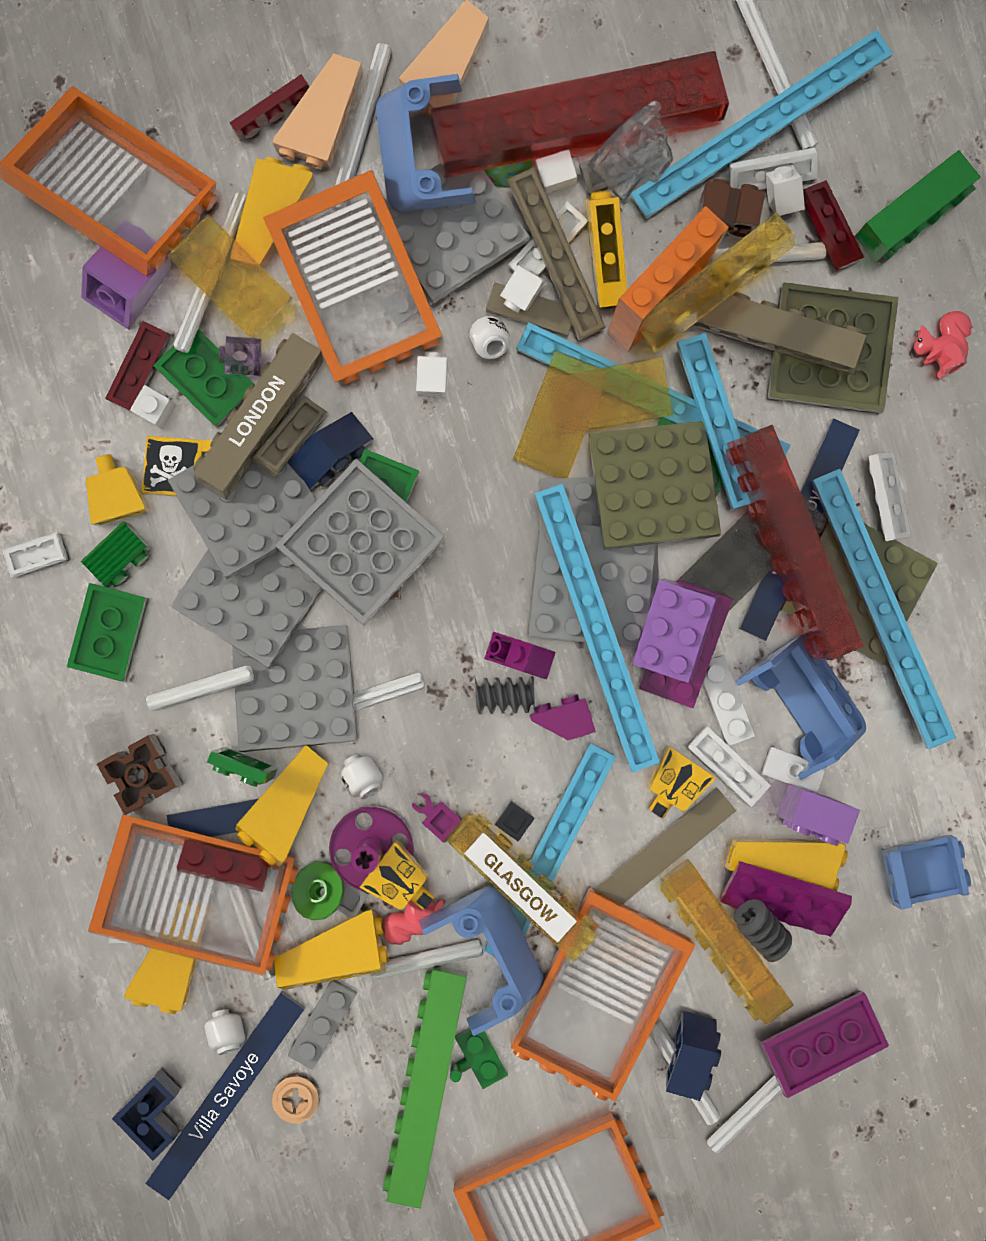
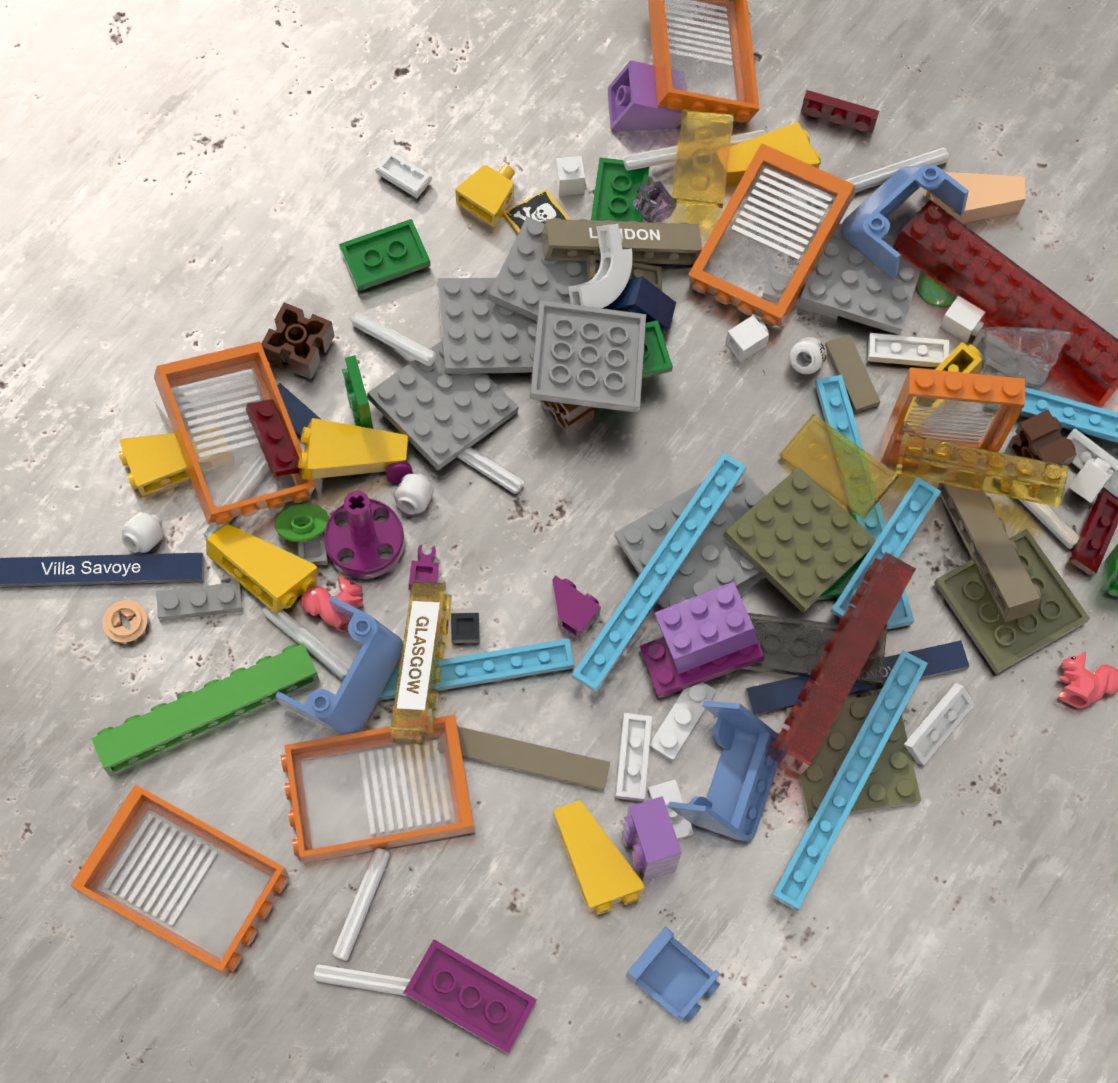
camera: 55 degrees right, 20 degrees down
(116, 555) = (445, 223): green brick -> none
(137, 365) = (607, 145): dark red plate -> none
(143, 1115) = (37, 515): dark blue brick -> none
(294, 461) = (612, 273): none -> white arch
(320, 116) = (864, 145): light nougat slope -> none
(332, 774) = (397, 471): none -> magenta piece
(398, 879) = (357, 563): yellow torso -> none
(480, 1057) = (258, 736): green plate -> none
(505, 695) = (554, 551): dark grey piece -> none
(520, 655) = (595, 541): magenta slope -> none
(521, 289) = (861, 350): white brick -> none
(556, 253) = (905, 357): dark tan tile -> none
(561, 414) = (795, 441): clear yellow tile -> none
(677, 782) = (590, 725): yellow torso -> none
(693, 1056) = (385, 886): dark blue brick -> none
(729, 946) = (493, 857): clear yellow brick -> none
(763, 930) = (527, 874): dark grey piece -> none
(787, 898) = (564, 873): magenta plate -> none

